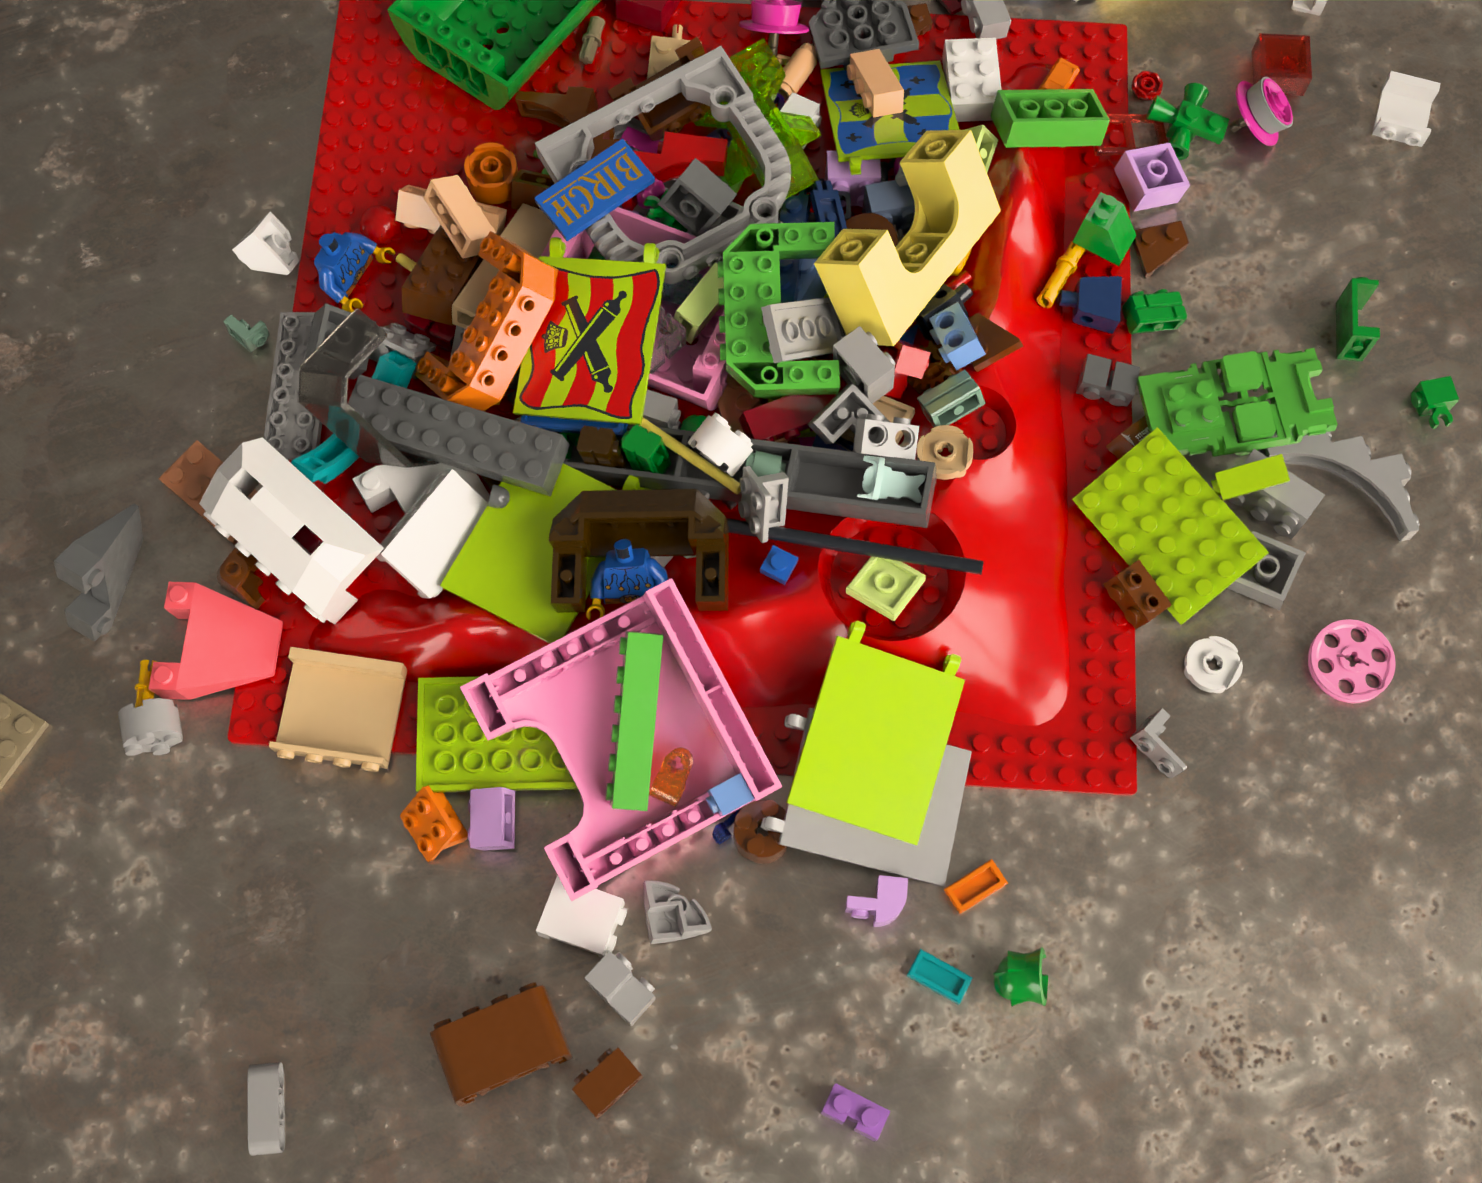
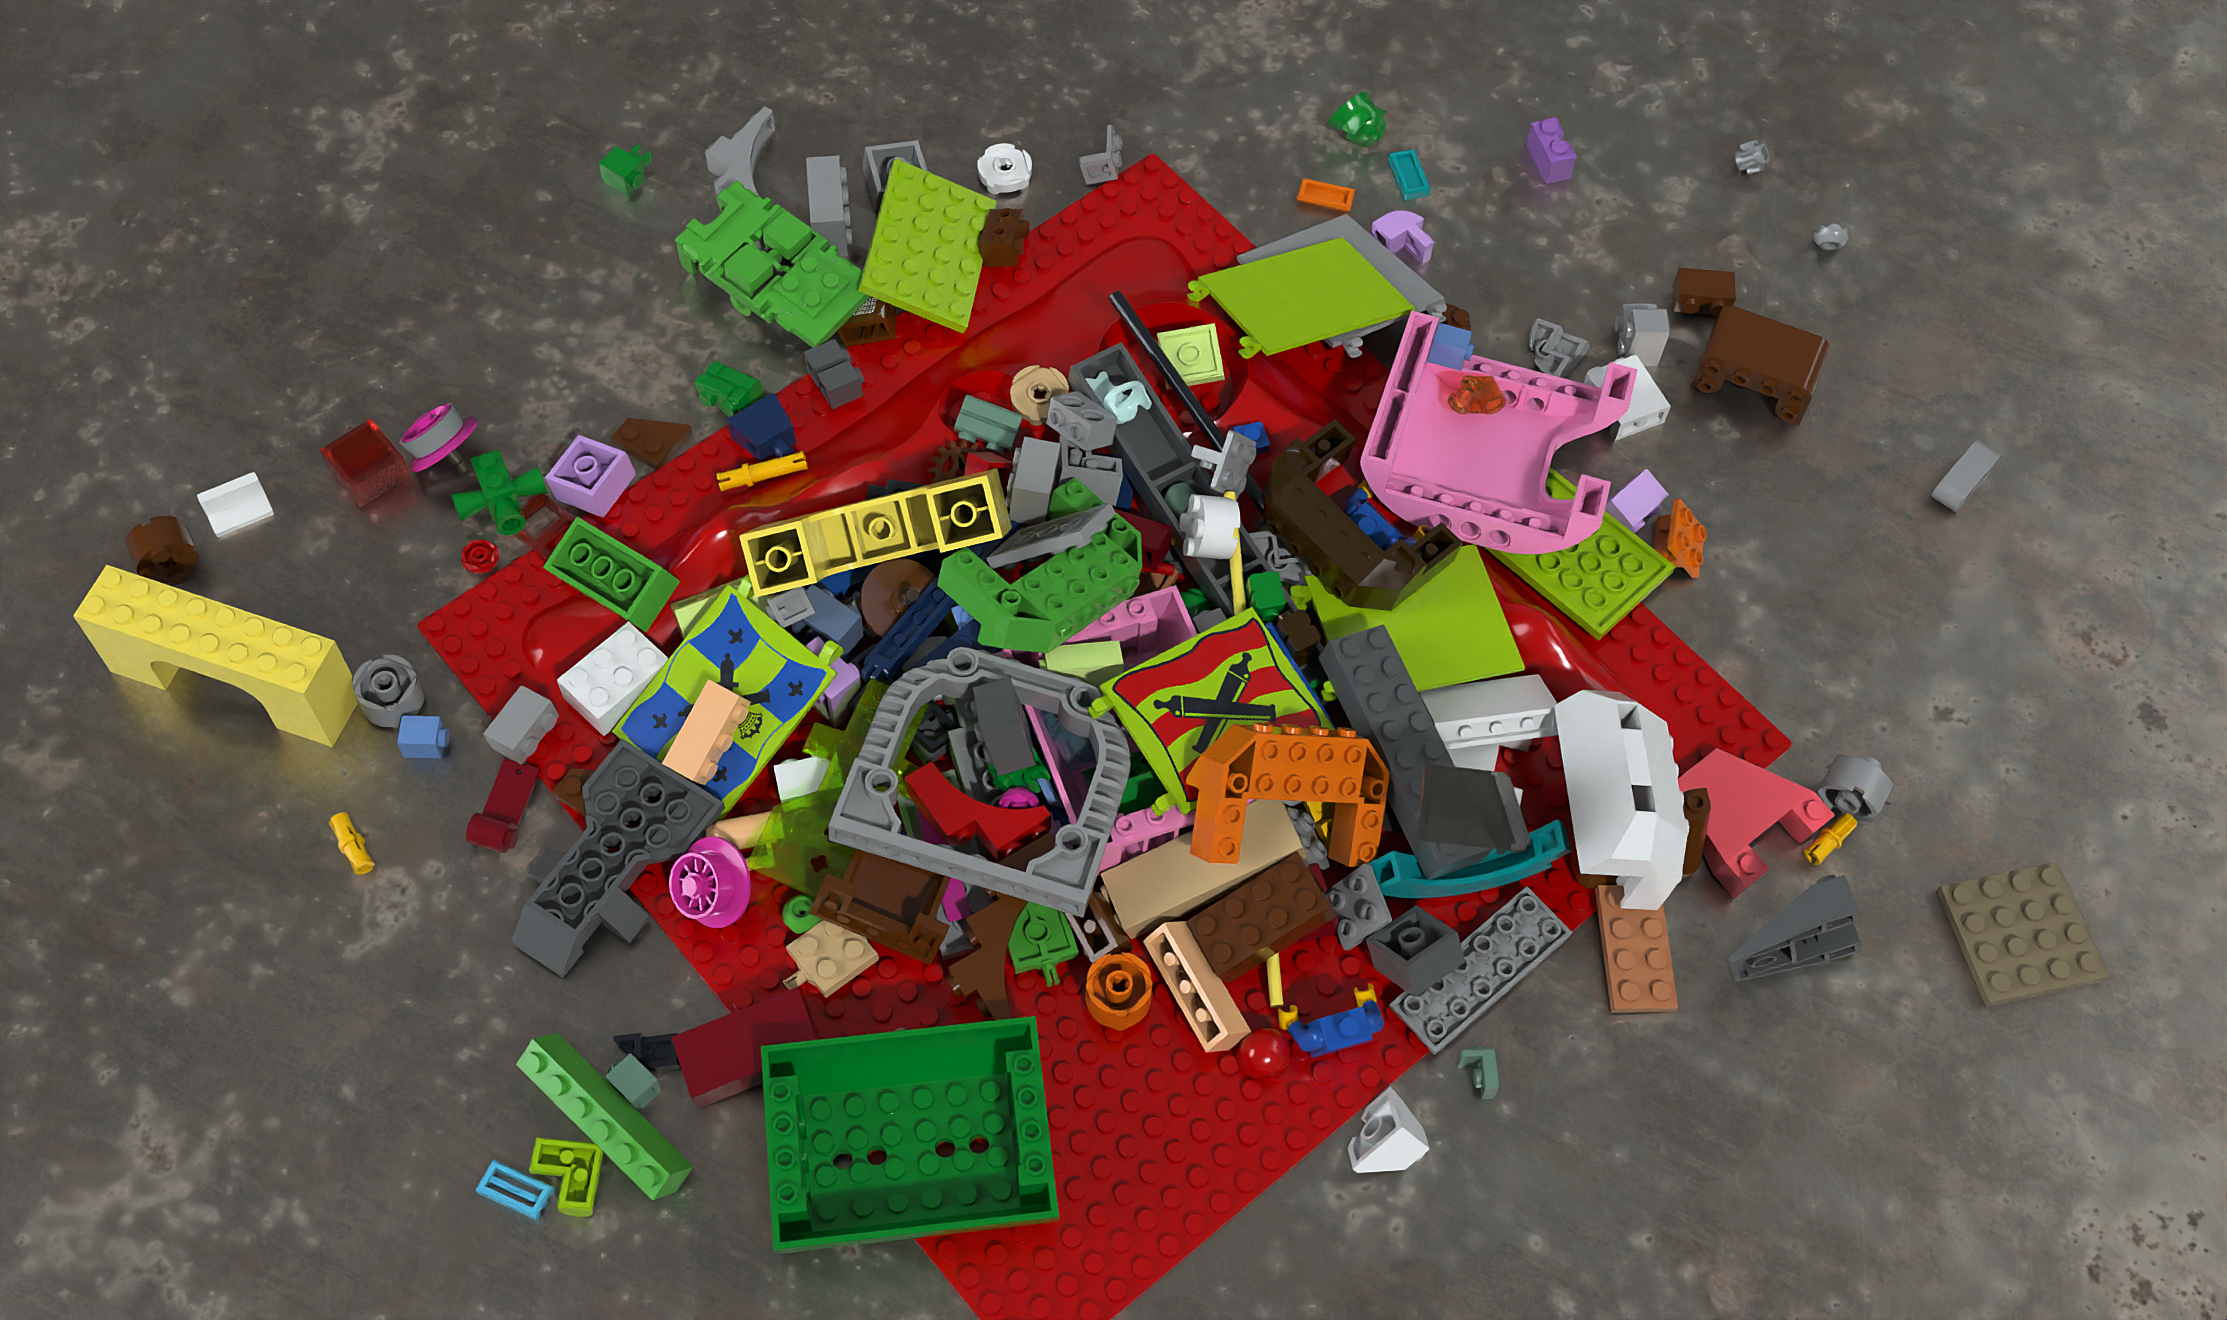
camera: 135 degrees left, 10 degrees down
(340, 709) = (1686, 673): tan panel -> none
(458, 214) = (1207, 933): light nougat brick -> none
(499, 497) = (1419, 674): dark grey hinge -> none
(594, 189) = (1084, 805): blue tile -> none
(636, 720) = (1470, 436): brick -> none
(956, 336) = (924, 448): medium blue brick -> none
(994, 340) = (904, 444): reddish brown wing -> none
(1060, 75) = (545, 619): orange tile -> none
(1106, 229) = (687, 469): green slope -> none
(1251, 477) = (845, 199): lime brick -> none
(1354, 341) = (605, 256): green panel -> none
(1362, 656) = (916, 88): bright pink wedge -> none
(1405, 109) = (331, 357): white panel -> none

